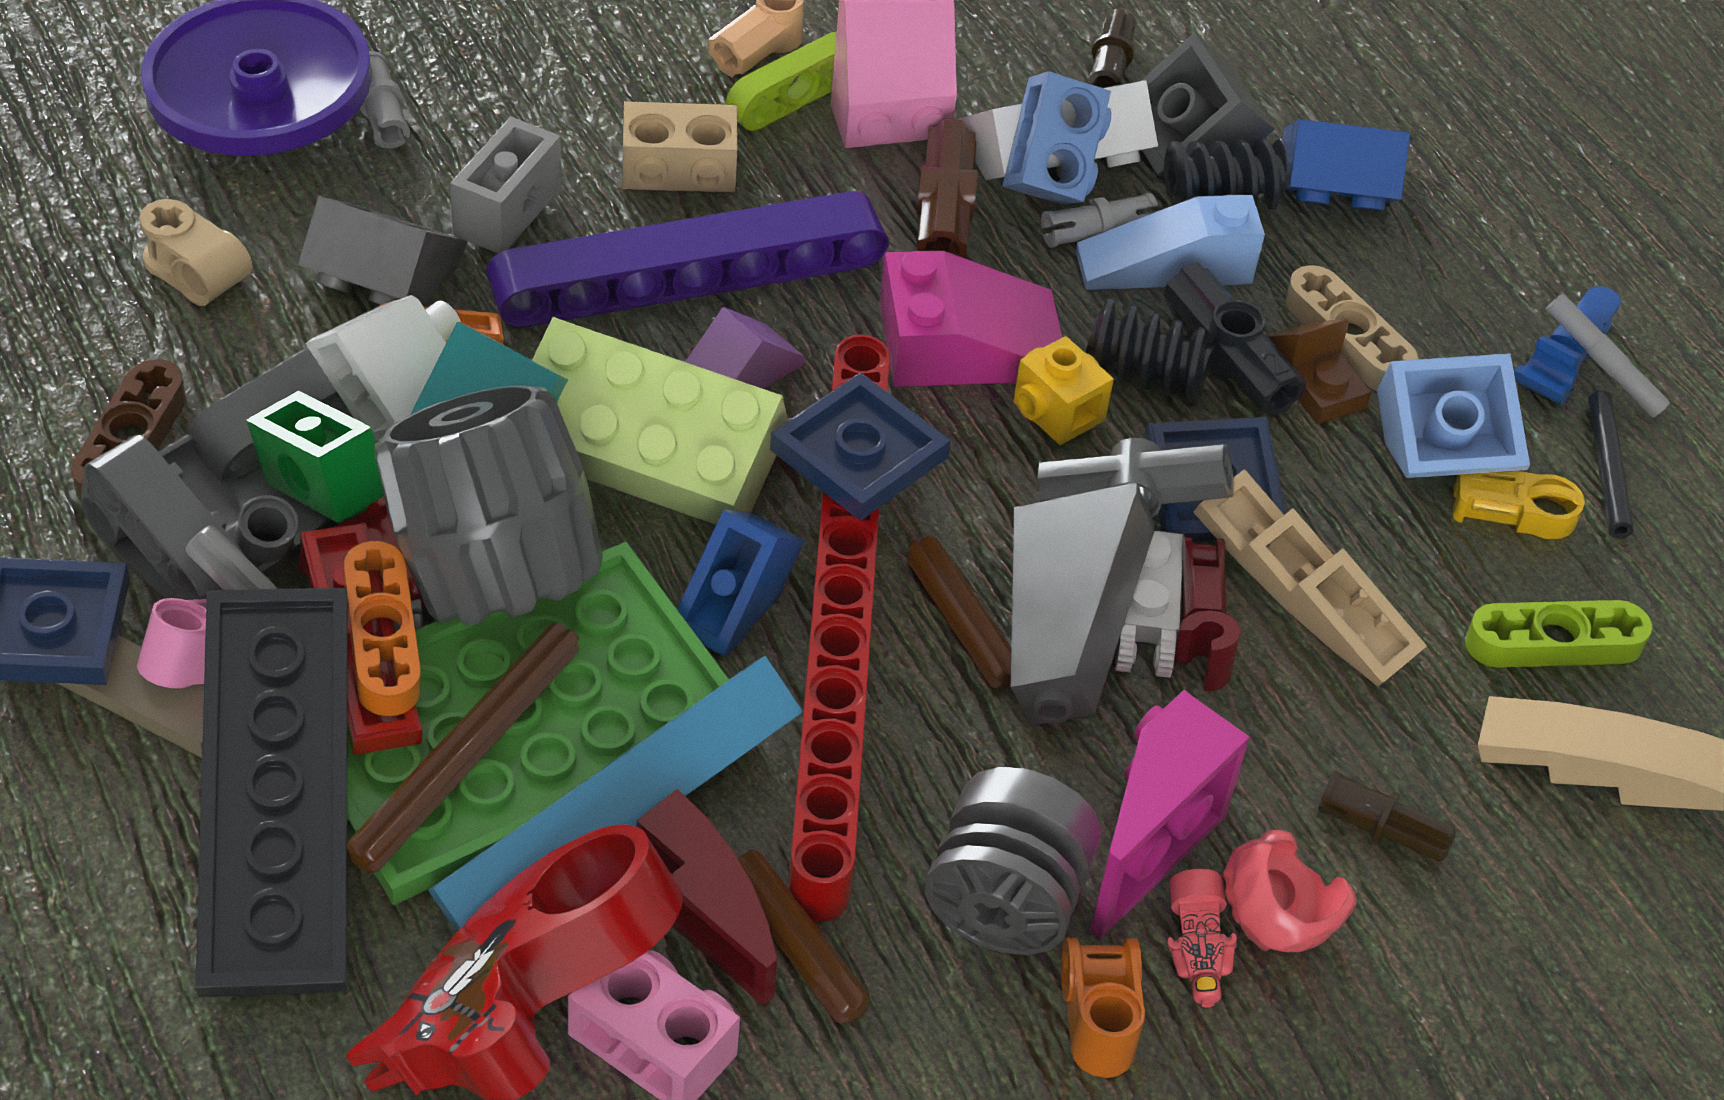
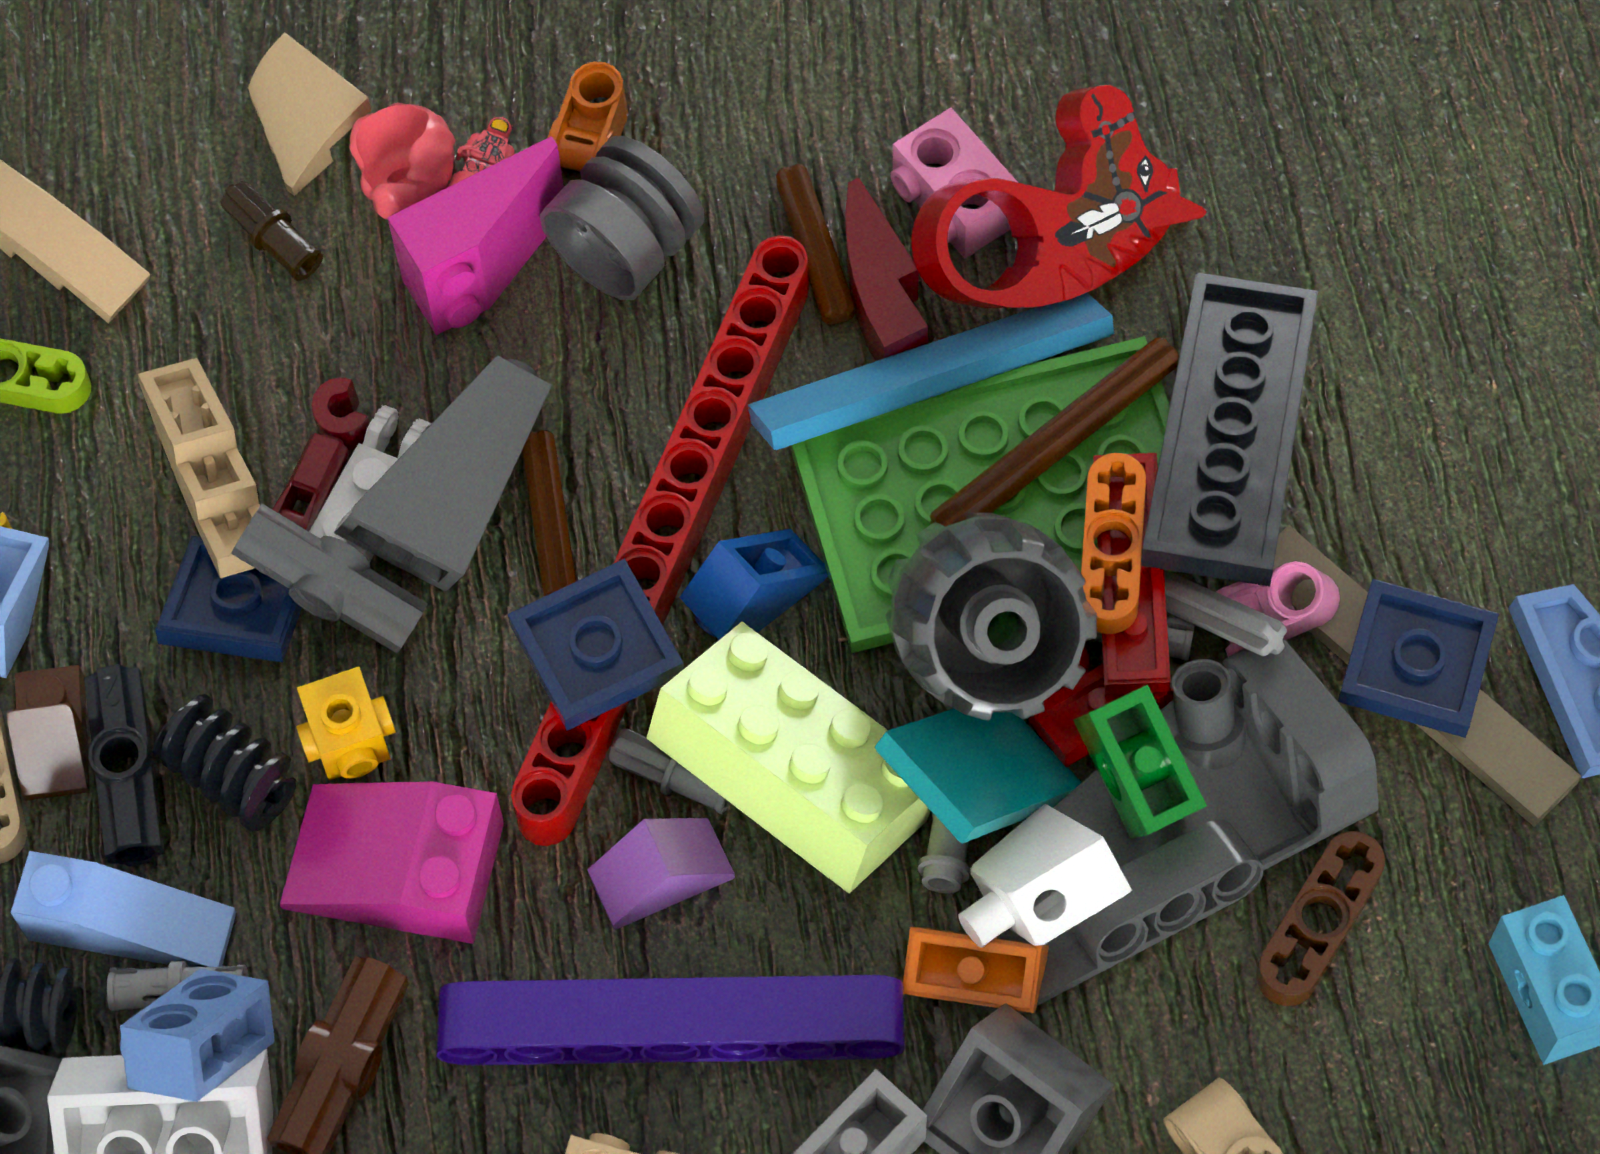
camera: 155 degrees left, 15 degrees up
(1432, 955) = (302, 109): none -> tan slope

